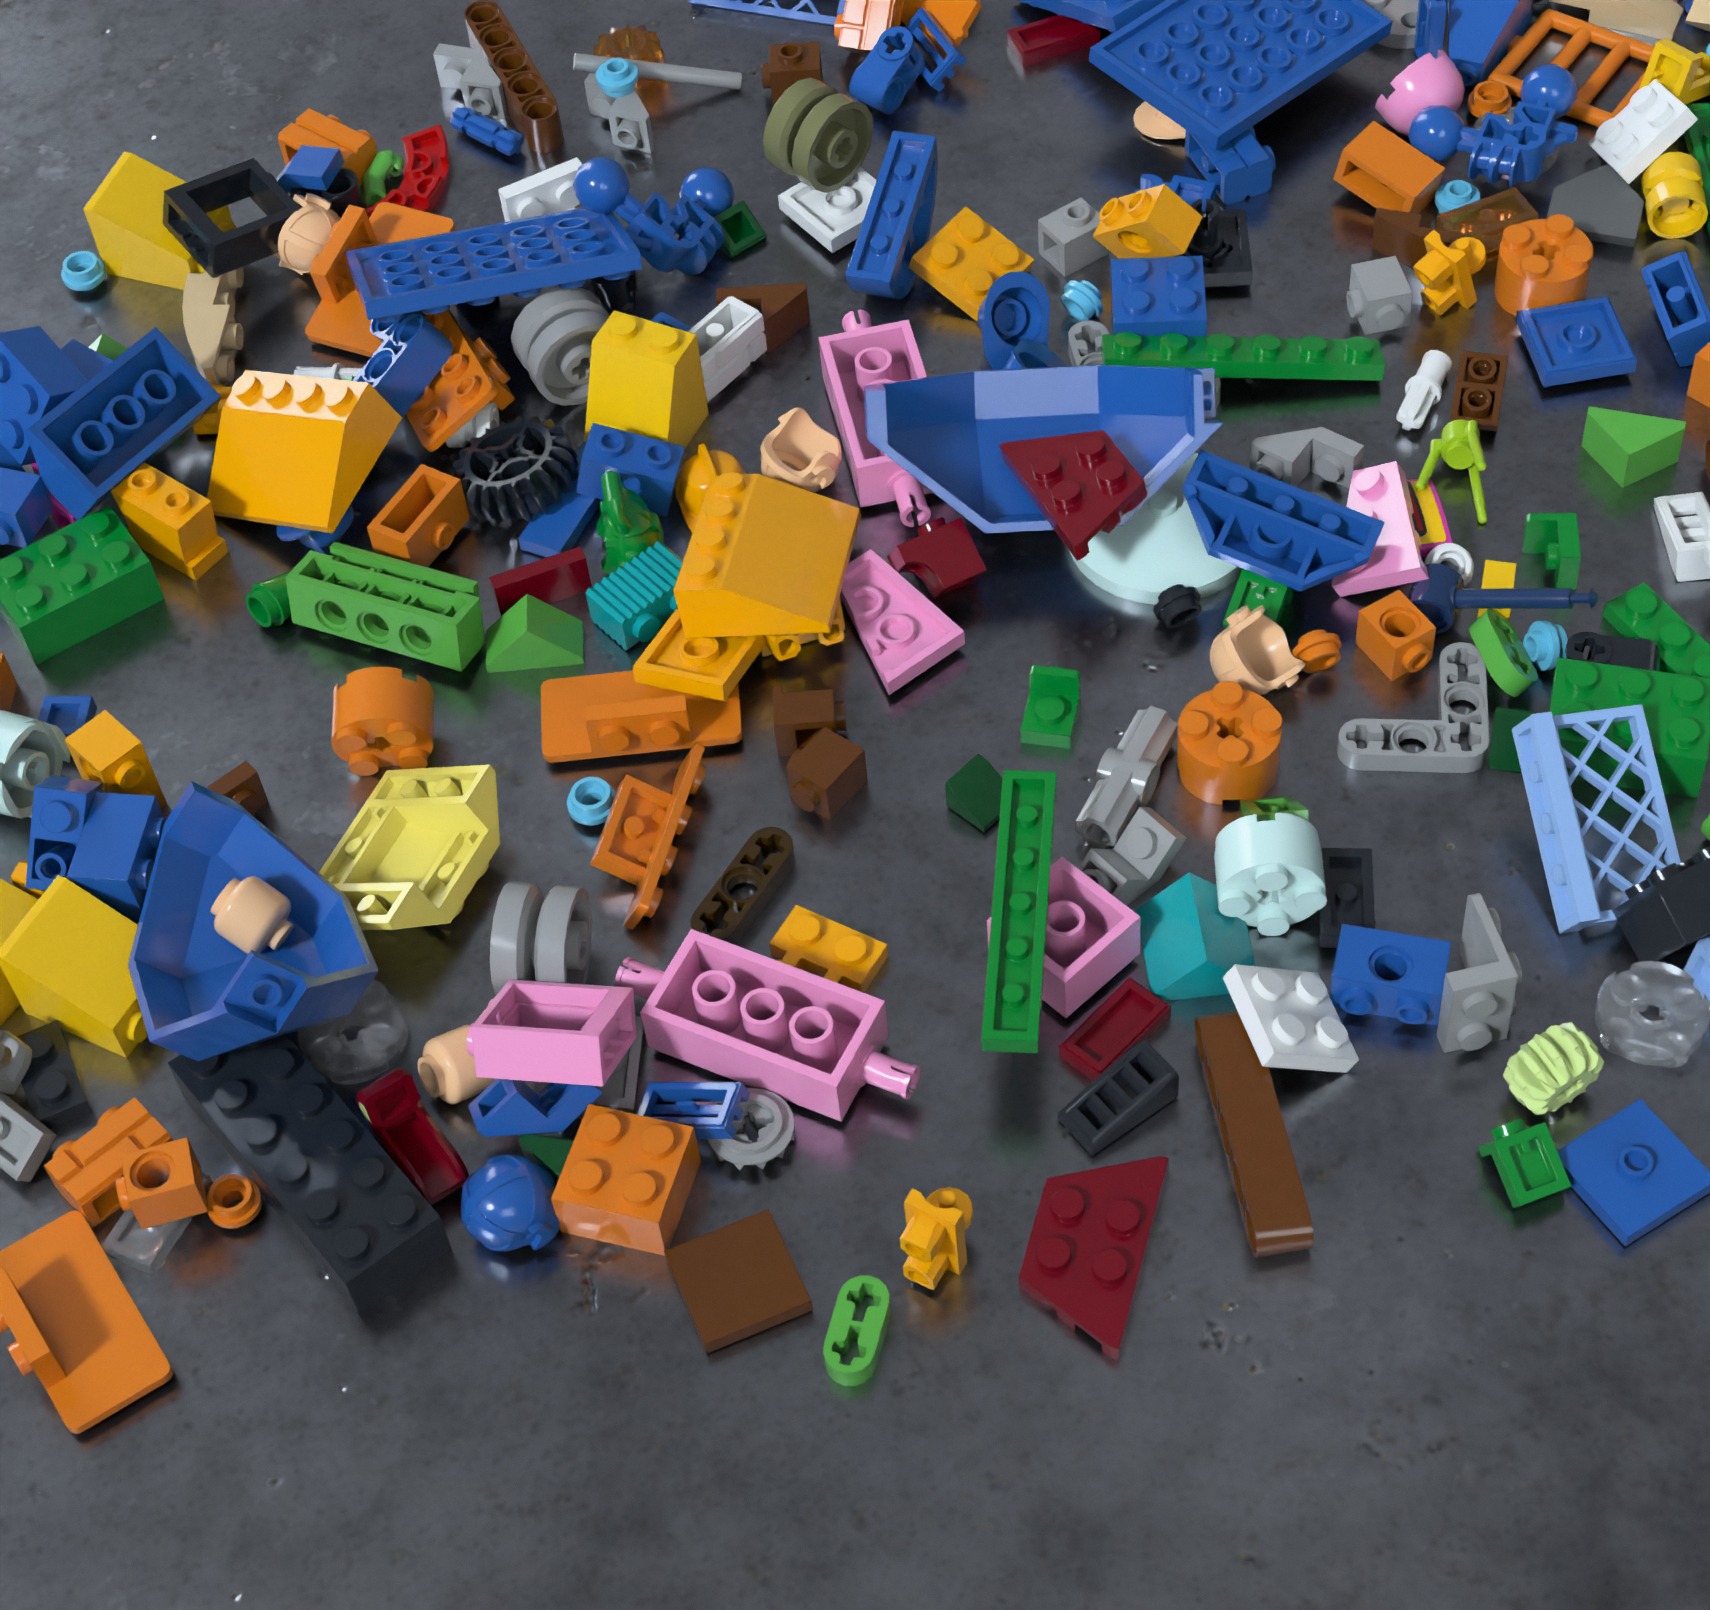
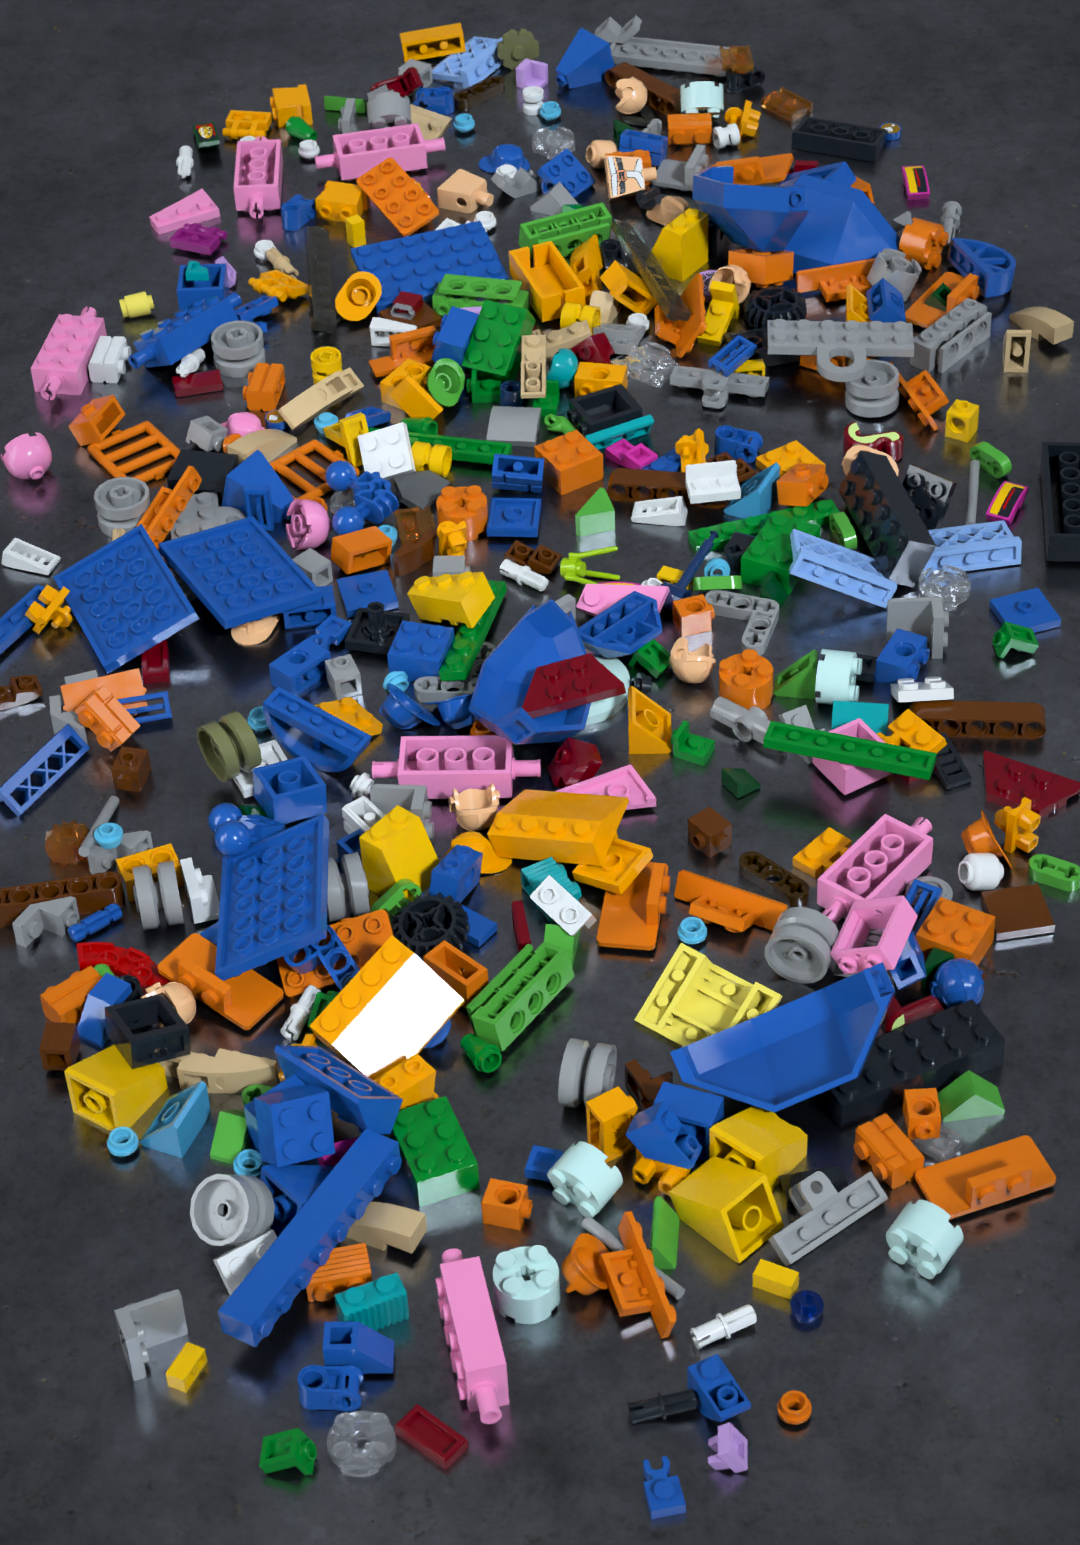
camera: 80 degrees left, 10 degrees down
(117, 314) = (179, 1121): none -> dark azure slope
(212, 717) = (586, 1072): none -> light grey wheel
(229, 147) = (59, 1046): none -> reddish brown brick
(252, 915) = (755, 1054): light nougat head -> none
(252, 1276) = (969, 1099): none -> bright green slope
(382, 720) = (615, 1001): orange brick -> none
(506, 148) = (157, 895): none -> light grey wheel
(563, 604) = (562, 906): none -> white bracket
(566, 412) = (395, 897): none -> bright green beam
(584, 136) = (151, 858): none -> light orange brick
(624, 523) = (498, 885): green piece -> none
(745, 385) = (410, 797): none -> light grey bracket
(778, 237) = (290, 790): none -> blue brick
(782, 306) = (341, 796): reddish brown slope -> none
(803, 715) = (668, 836): reddish brown brick -> none
(815, 1197) = (980, 871): none -> white head
(824, 320) = (361, 785): none -> white plate
(872, 1209) = (980, 839): none -> orange piece
(887, 75) = (158, 726): blue piece -> none
(955, 176) = (257, 720): none -> medium azure plate
(1067, 173) = (299, 667): none -> blue brick
(1077, 625) = (647, 725): none -> light orange slope
(1139, 1029) = (913, 733): none -> light orange plate
(1147, 224) = (371, 634): light orange brick -> none
(1272, 301) = (452, 597): none -> yellow wedge
(1302, 217) = (366, 588): none -> blue plate
(1318, 650) = (694, 641): orange plate -> none
(1320, 135) = (315, 567): none -> light grey brick
(1553, 1068) = (973, 615): yellowish green gear -> none
(1559, 539) = (656, 550): green bracket -> none

